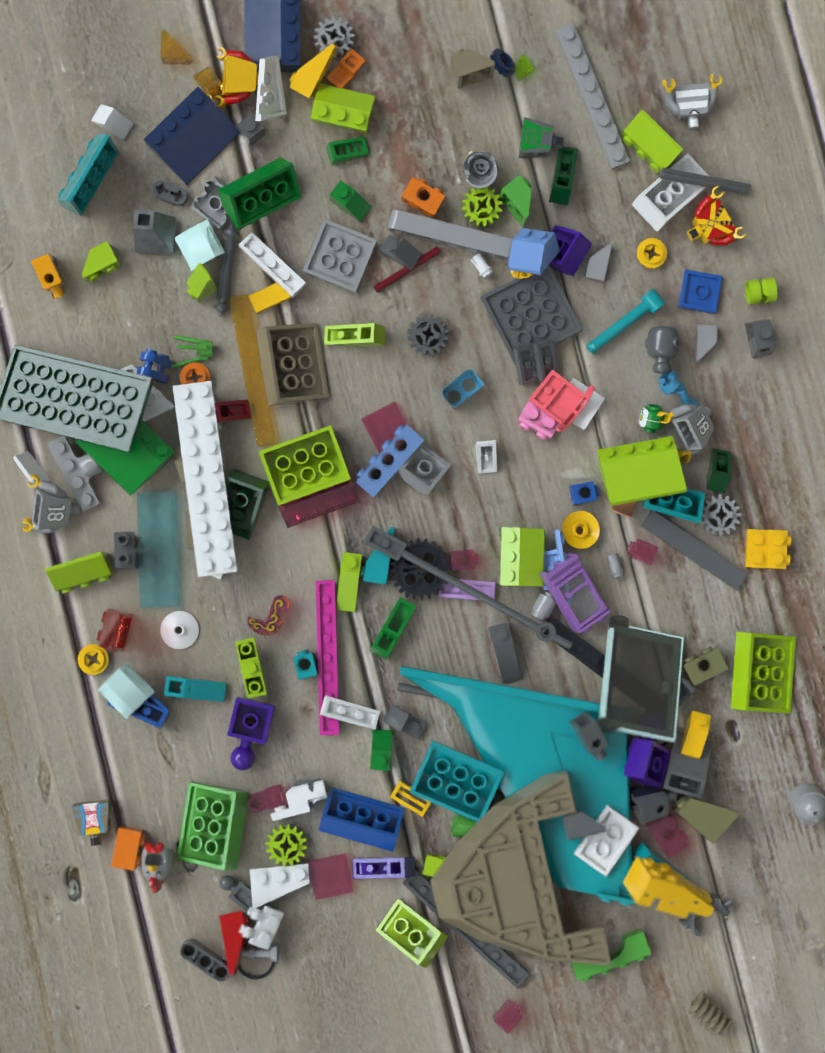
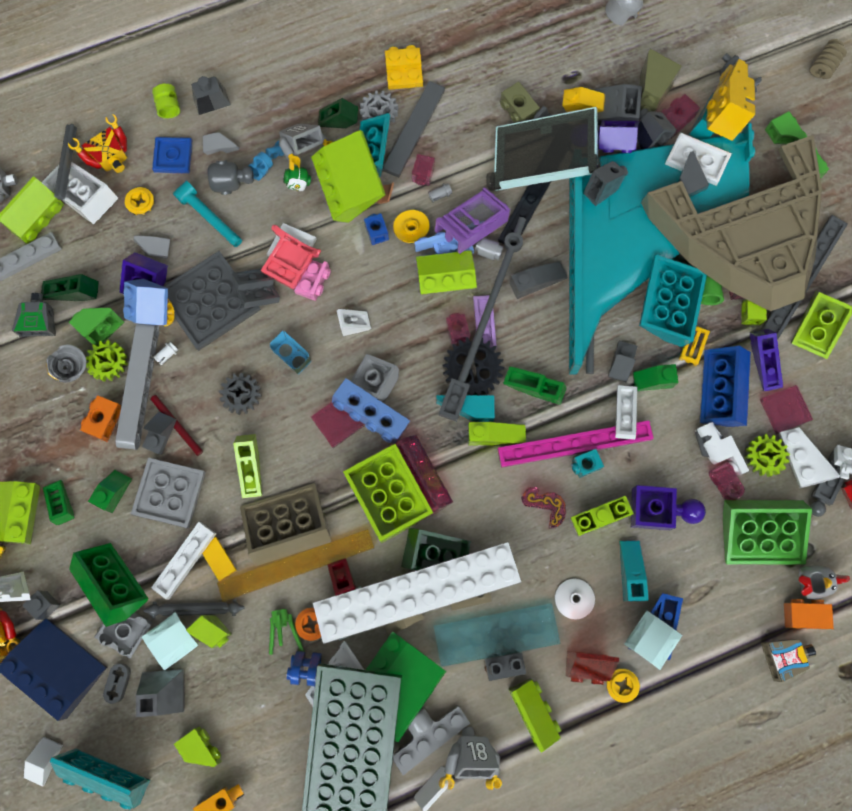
camera: 90 degrees left, 10 degrees down
(763, 672) = (516, 57): lime slope -> none

